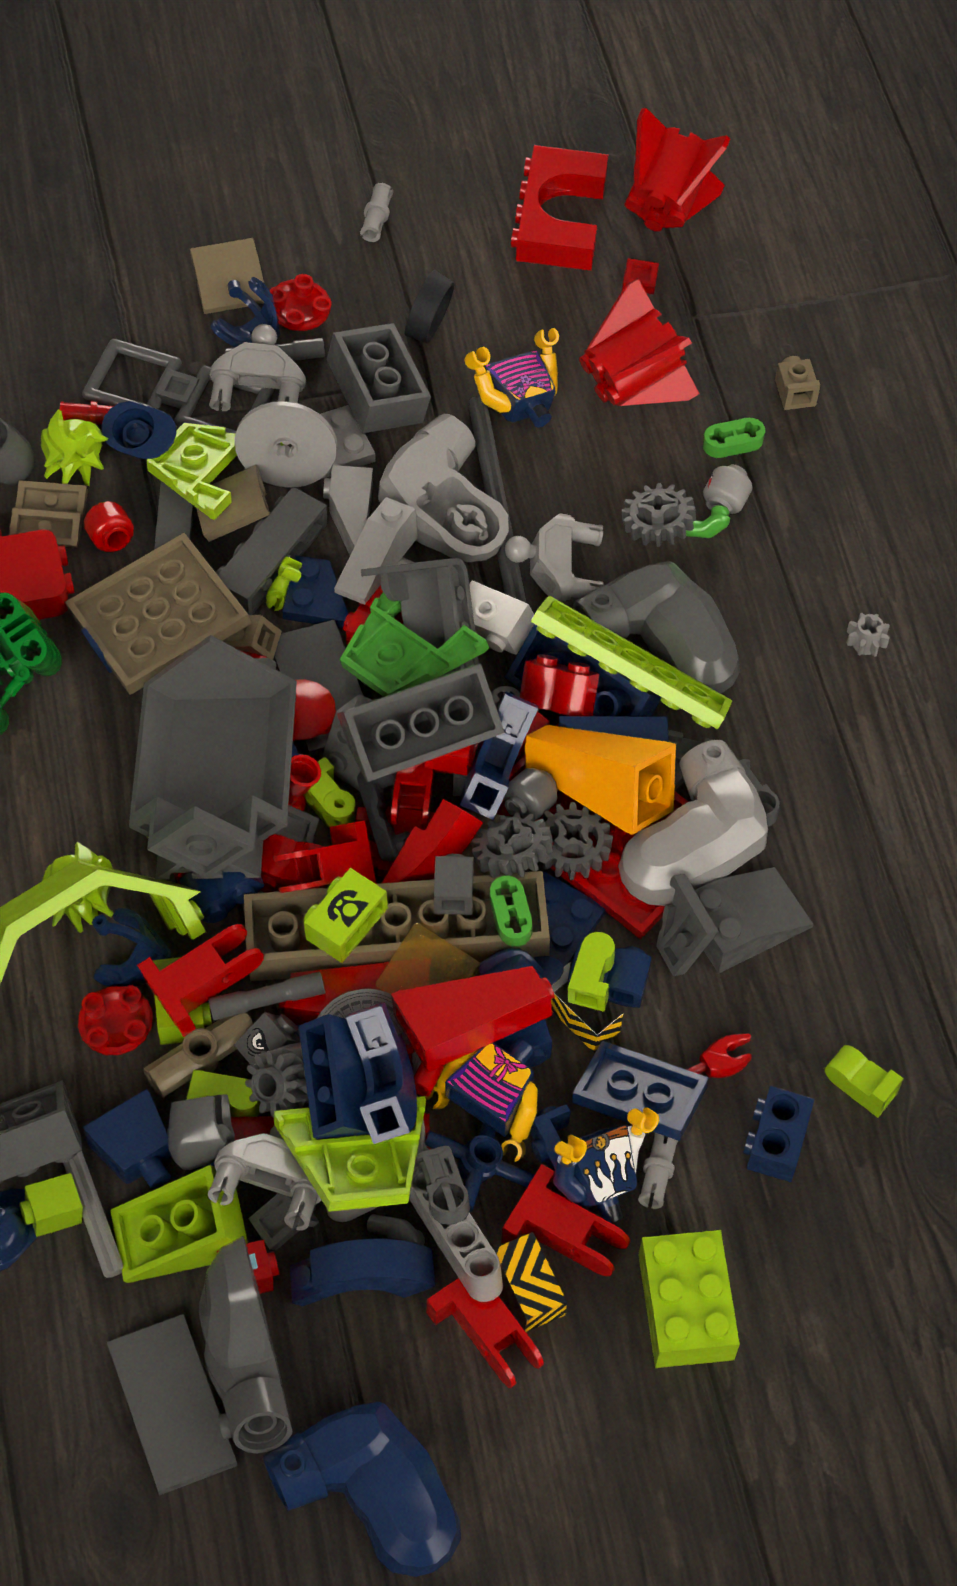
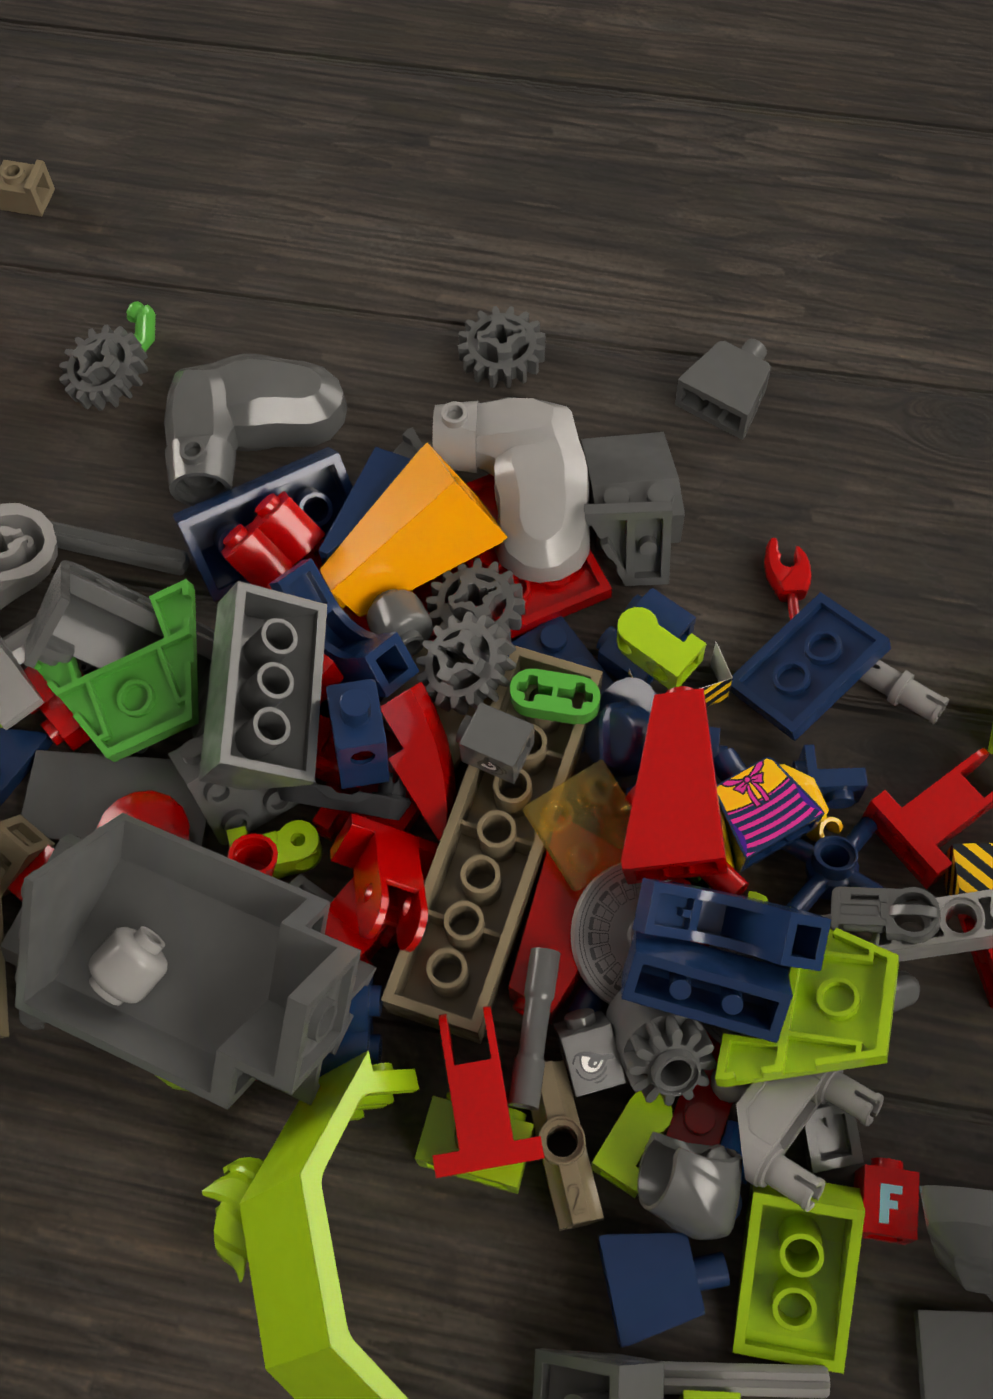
camera: 60 degrees left, 5 degrees up
(115, 1019) = (465, 1241): red dish -> none
(148, 945) = (396, 1154): dark blue helmet -> none
(196, 731) = (127, 965): none -> light grey head
(345, 914) = (479, 884): lime brick -> none
(362, 1265) = (941, 1066): dark blue arch -> none
(419, 792) = (357, 728): none -> dark blue torso
(500, 618) = (147, 563): white brick -> none
(552, 556) = (96, 488): light grey connector -> none
(602, 1164) = (889, 740): torso -> none
(641, 667) = (279, 458): lime plate -> none
(728, 487) = (109, 294): light grey head -> none
(733, 437) = (40, 267): bright green beam -> none
(783, 1134) = (908, 548): dark blue brick -> none
(826, 775) = (501, 347): none -> dark grey gear
(863, 1079) = (869, 455): lime leg -> none
(868, 634) = (356, 246): light grey gear -> none
(879, 953) = (726, 386): none -> dark grey torso

